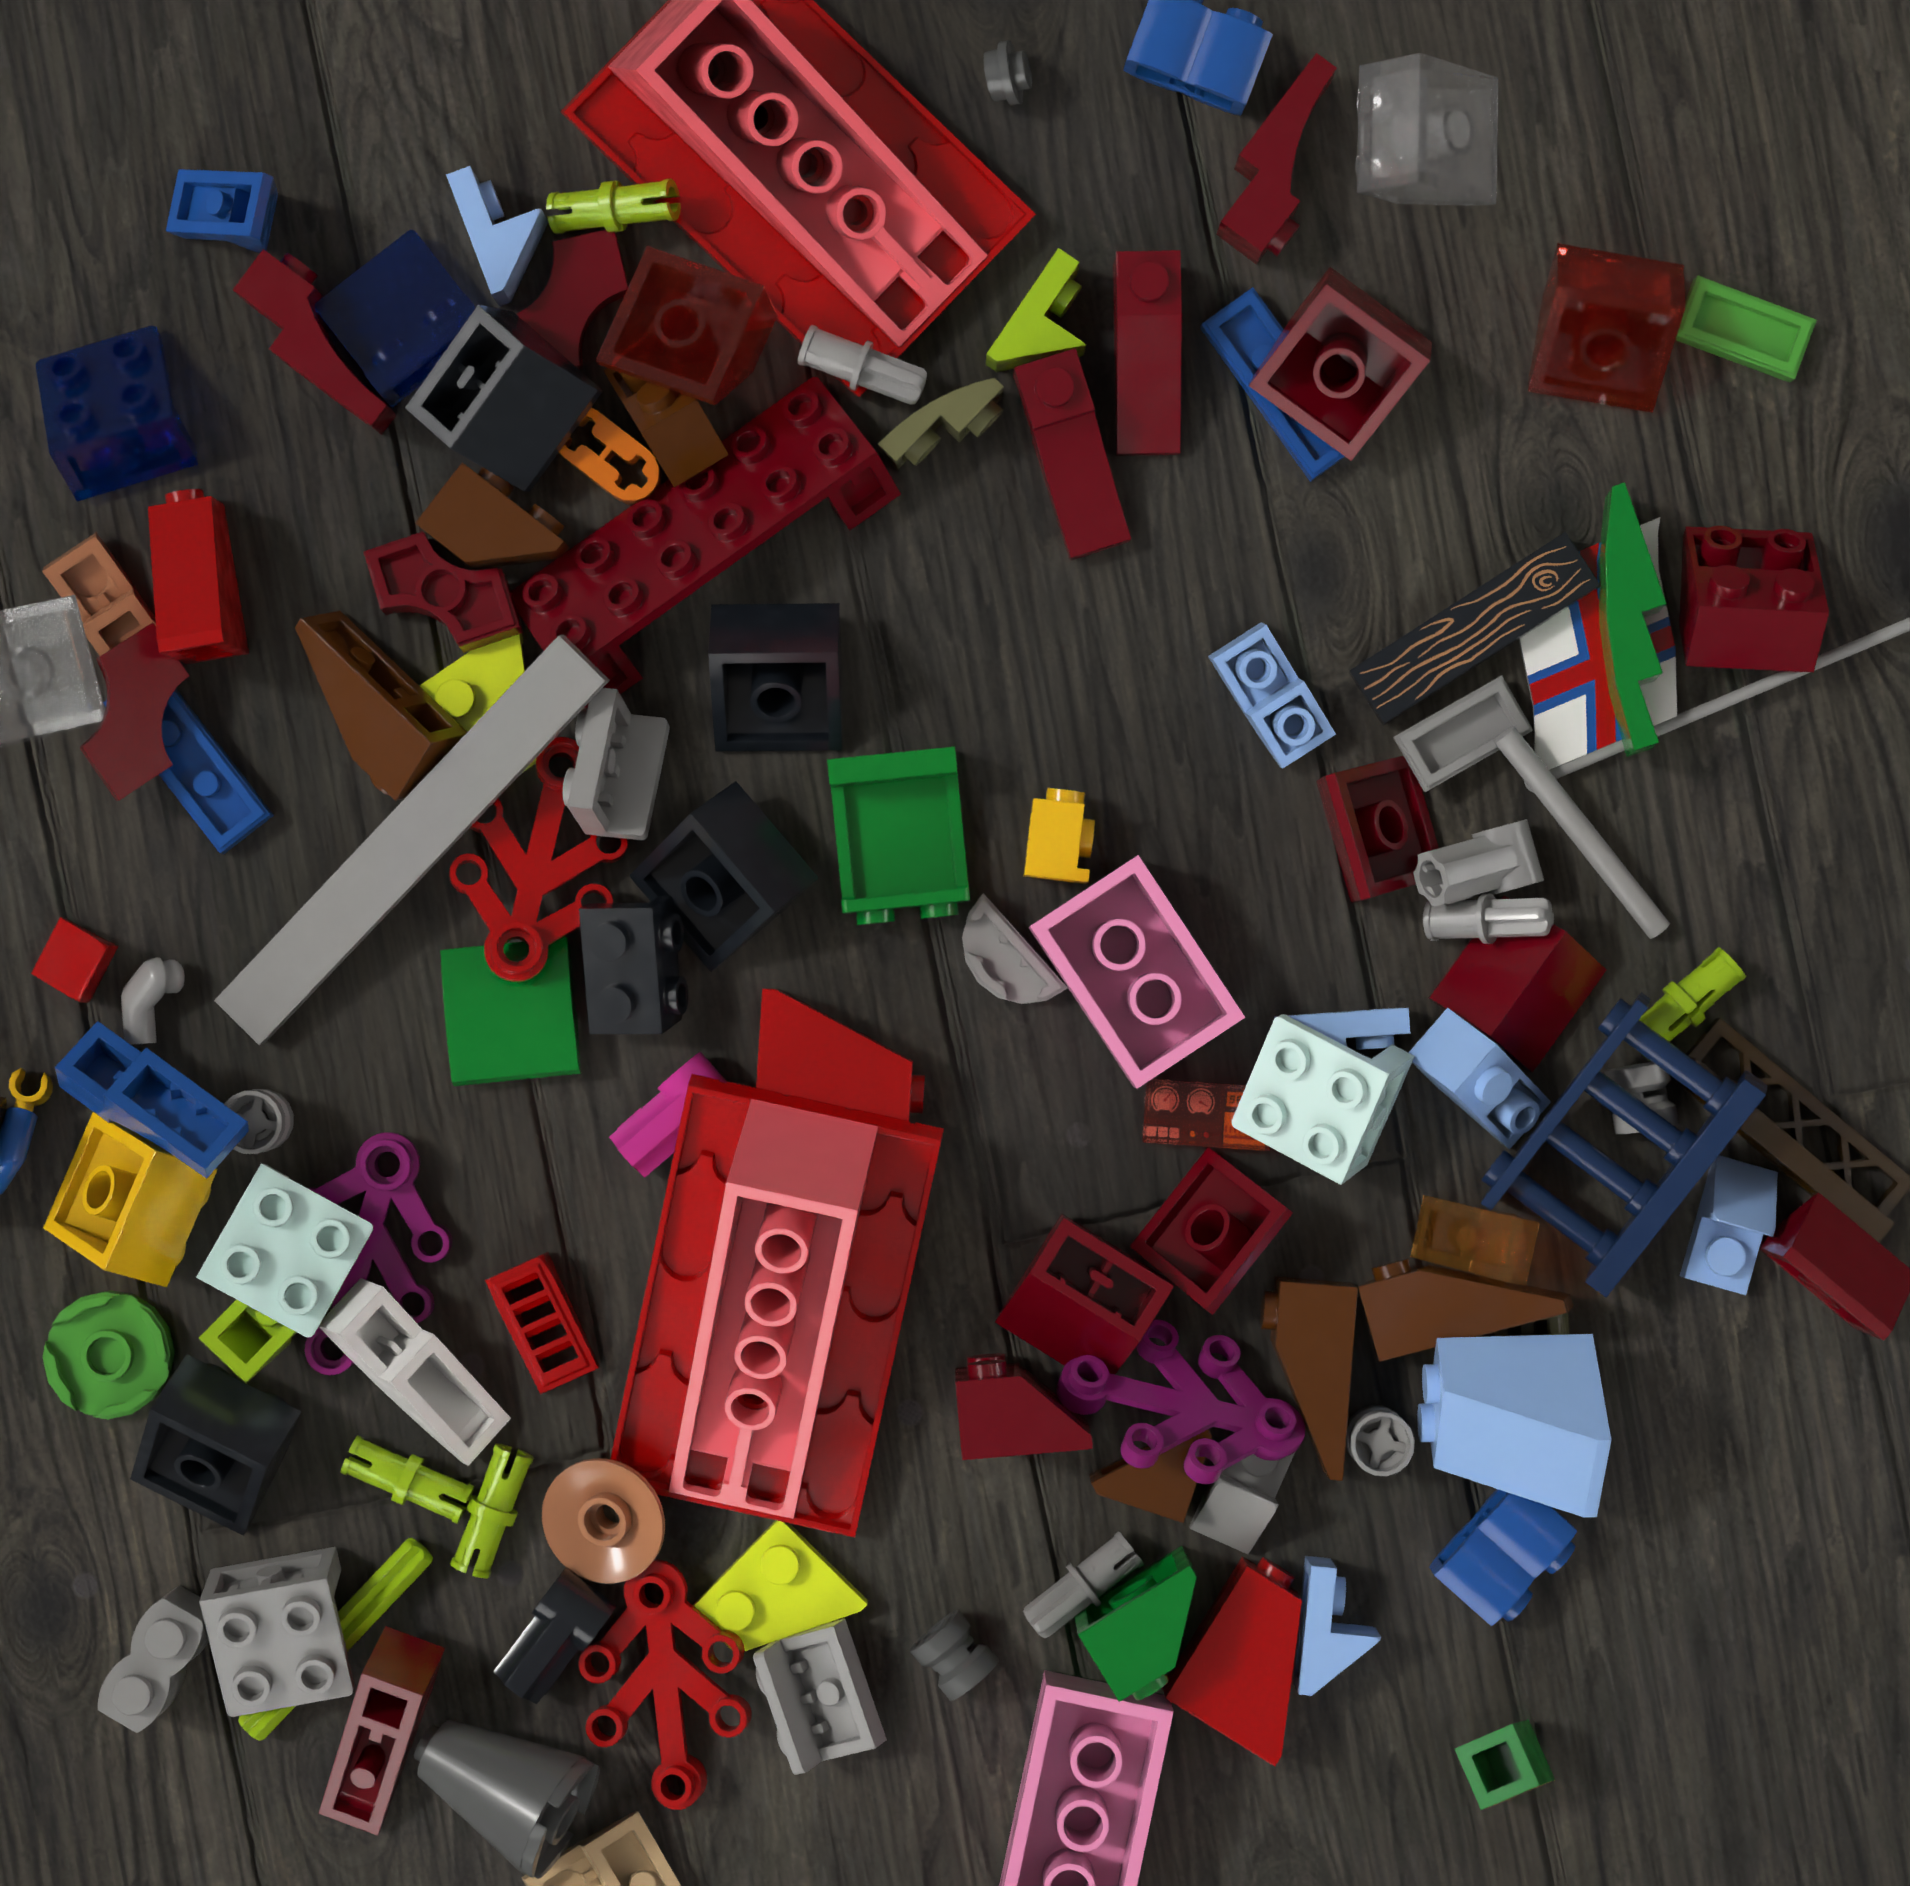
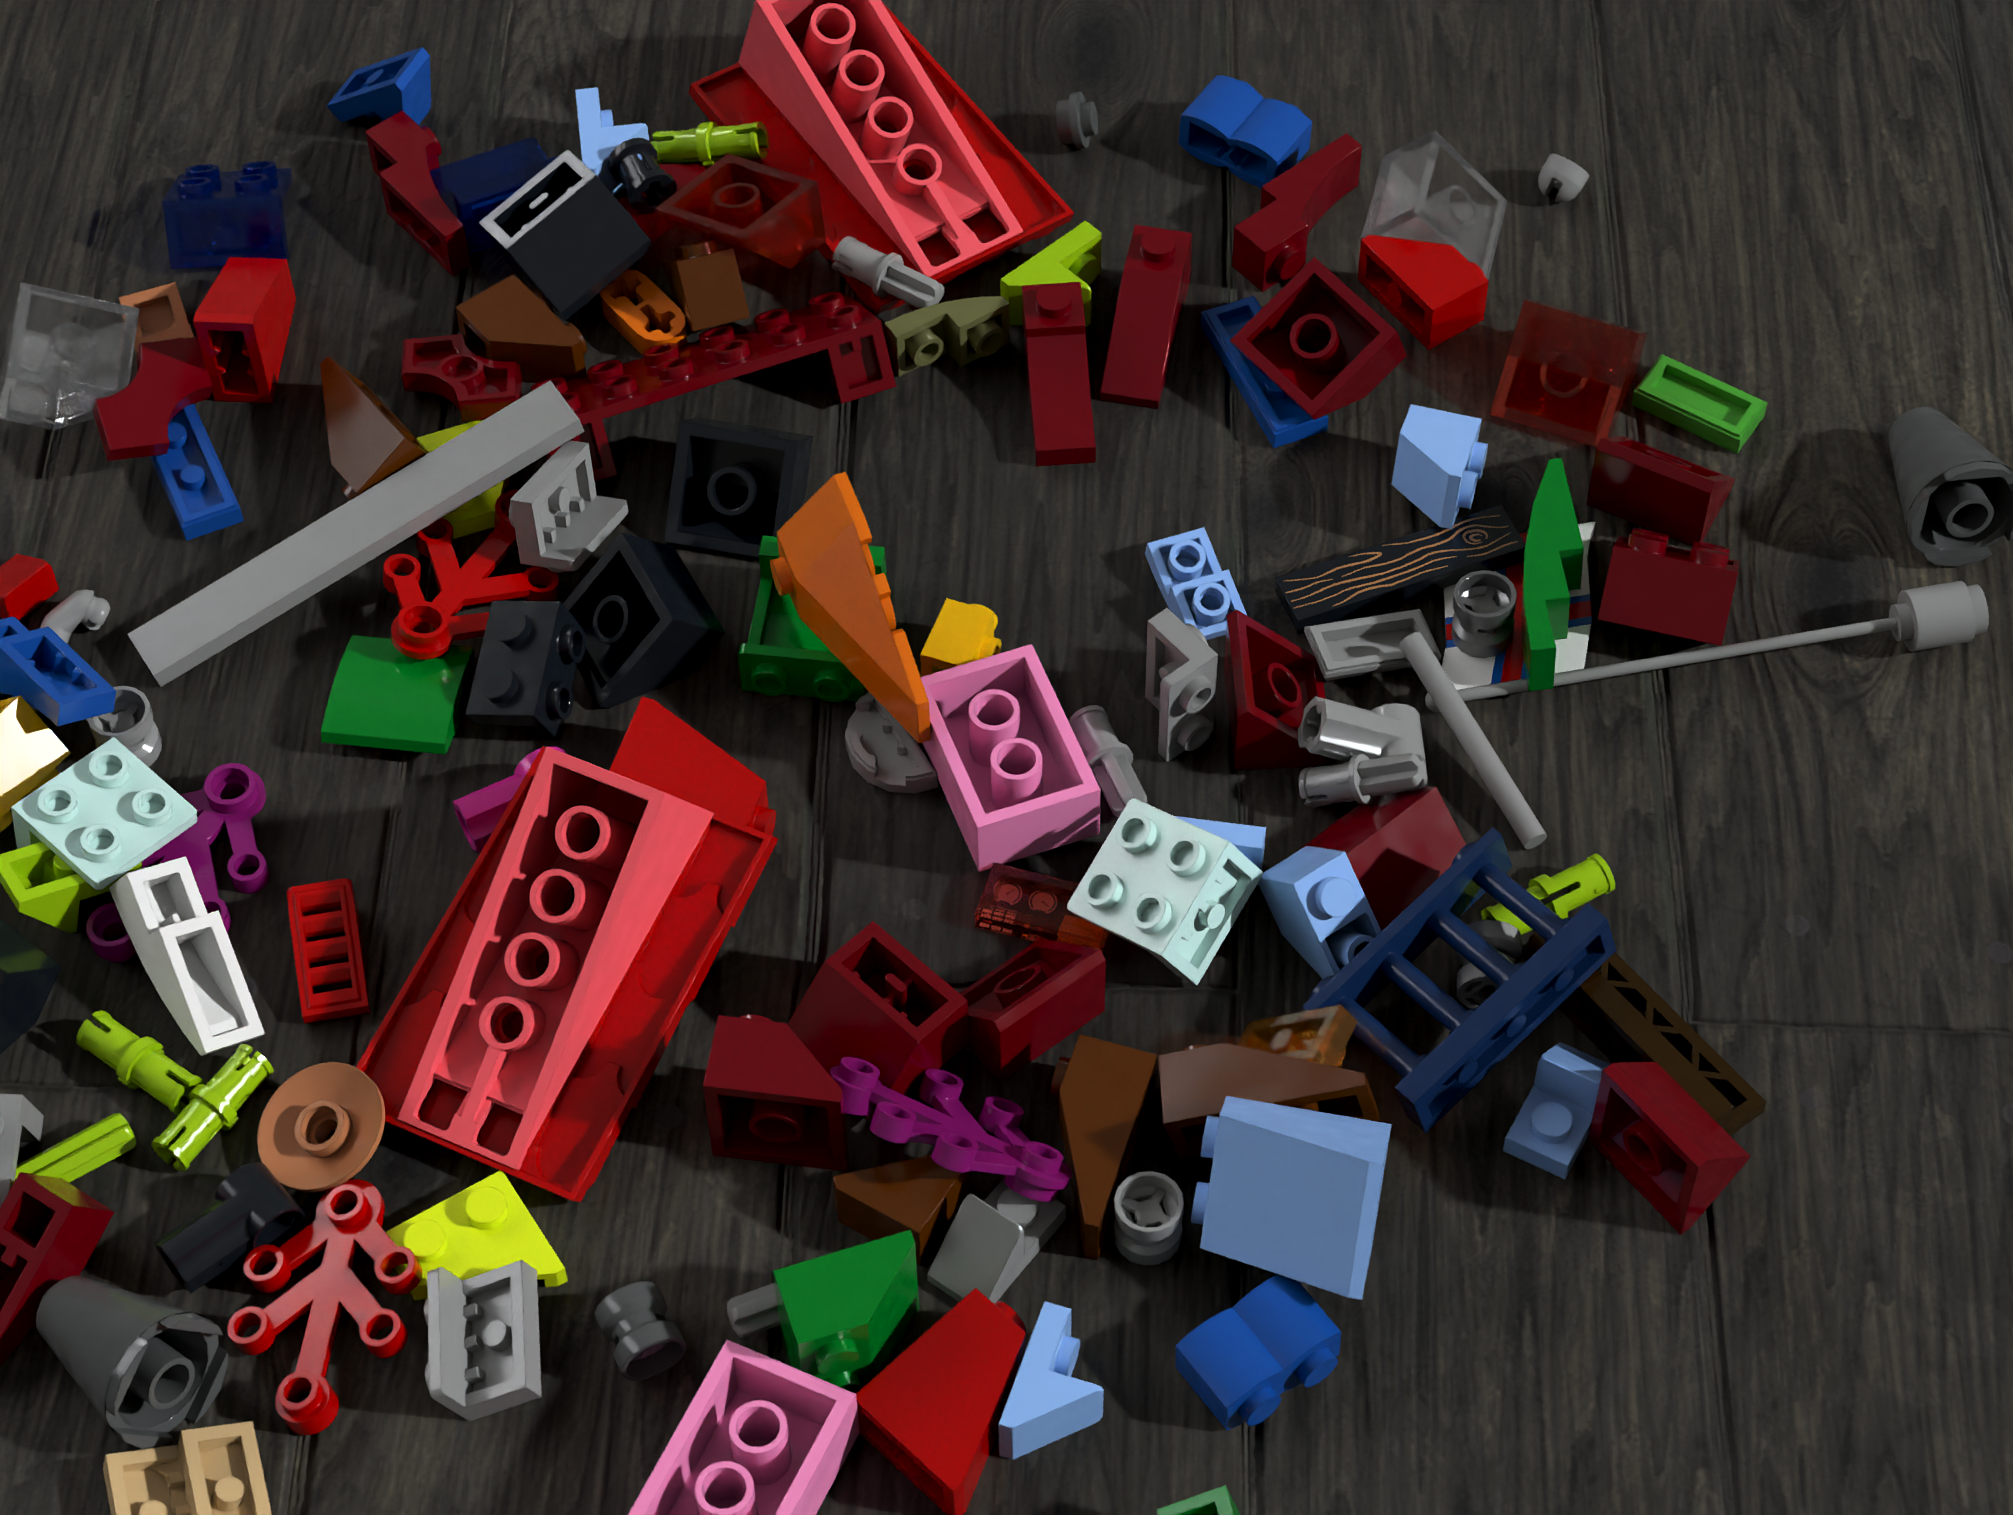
camera: 15 degrees right, 35 degrees down
(556, 281) = (641, 175): none -> black bush
(933, 841) = (844, 602): none -> orange wedge
(1232, 939) = (1107, 758): none -> light grey axle
(1290, 839) = (1180, 683): none -> light grey bracket
(1435, 240) = (1424, 286): none -> red slope
(1491, 497) = (1439, 462): none -> light blue slope
(1556, 37) = (1562, 175): none -> light grey hinge
(1576, 676) = (1483, 613): none -> flat silver wheel
(1723, 456) = (1656, 489): none -> dark red slope

